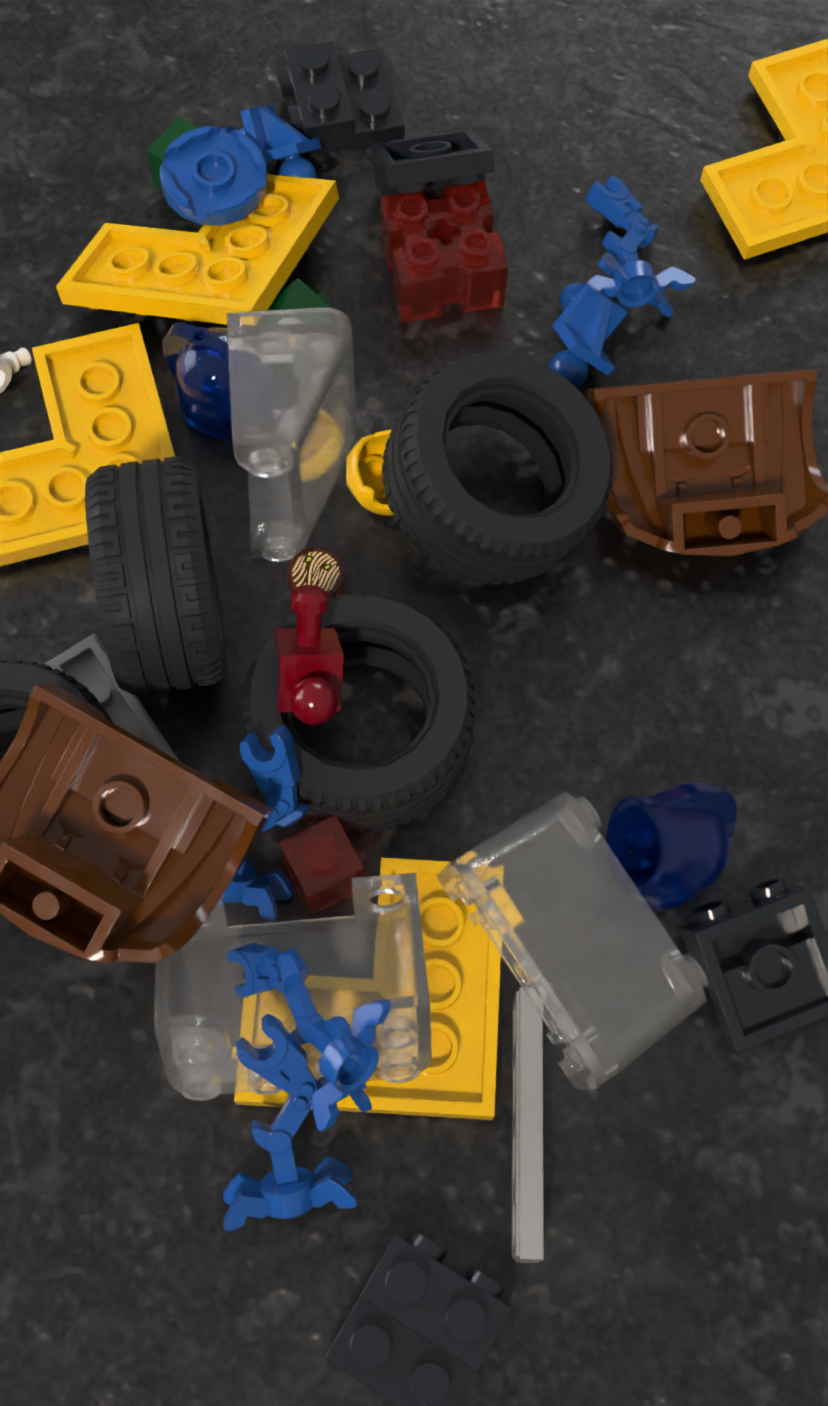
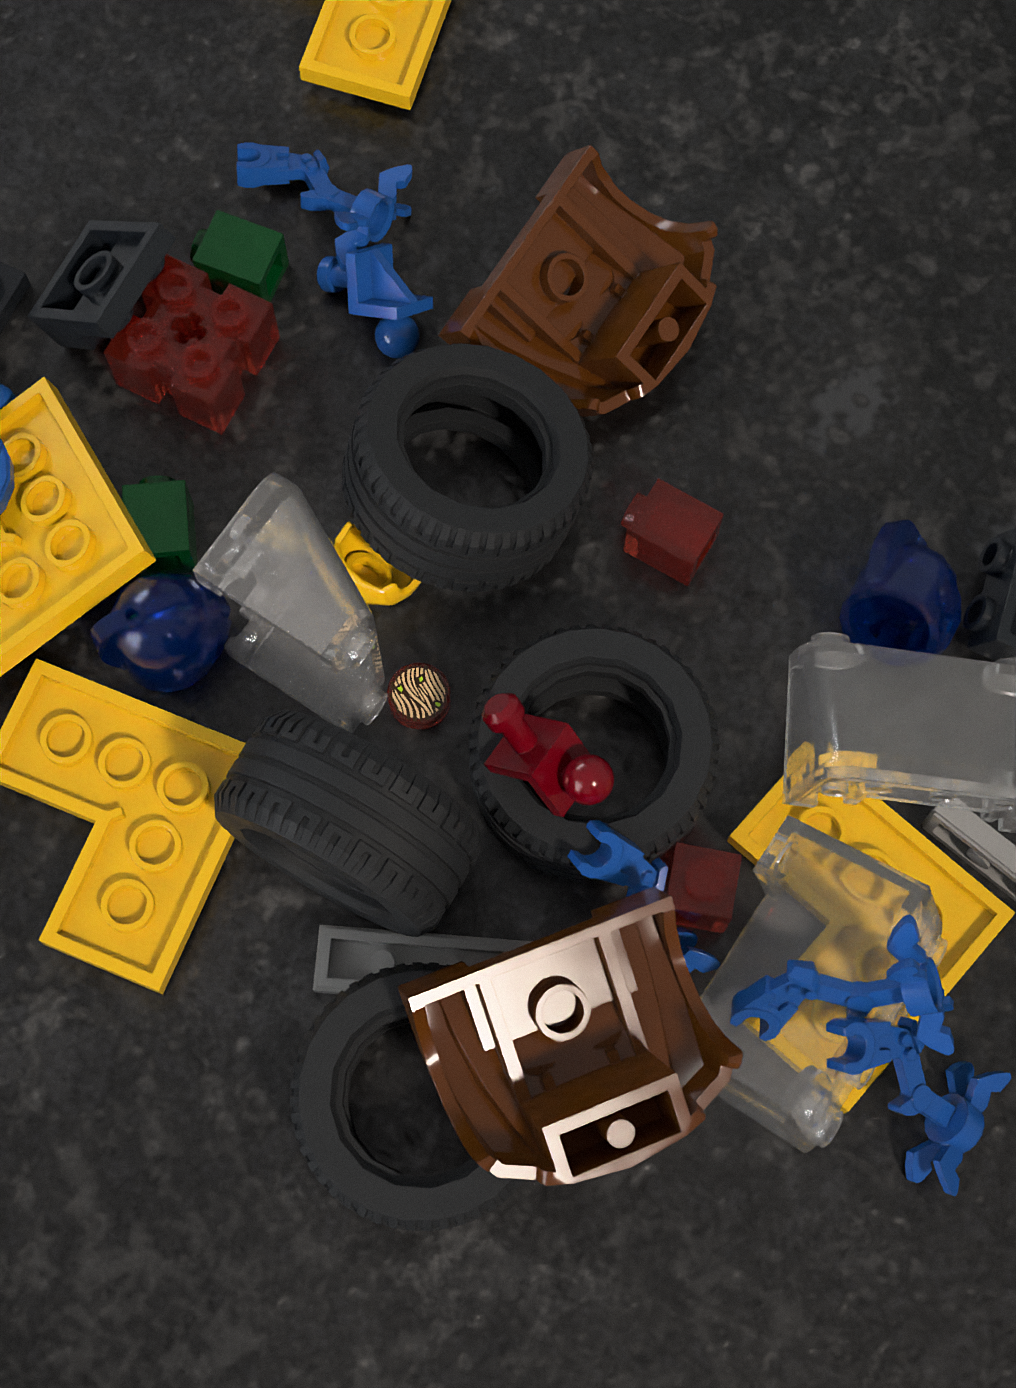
camera: 50 degrees left, 5 degrees up
(531, 236) = (240, 255): none -> dark green brick
(583, 649) = (670, 530): none -> clear red brick

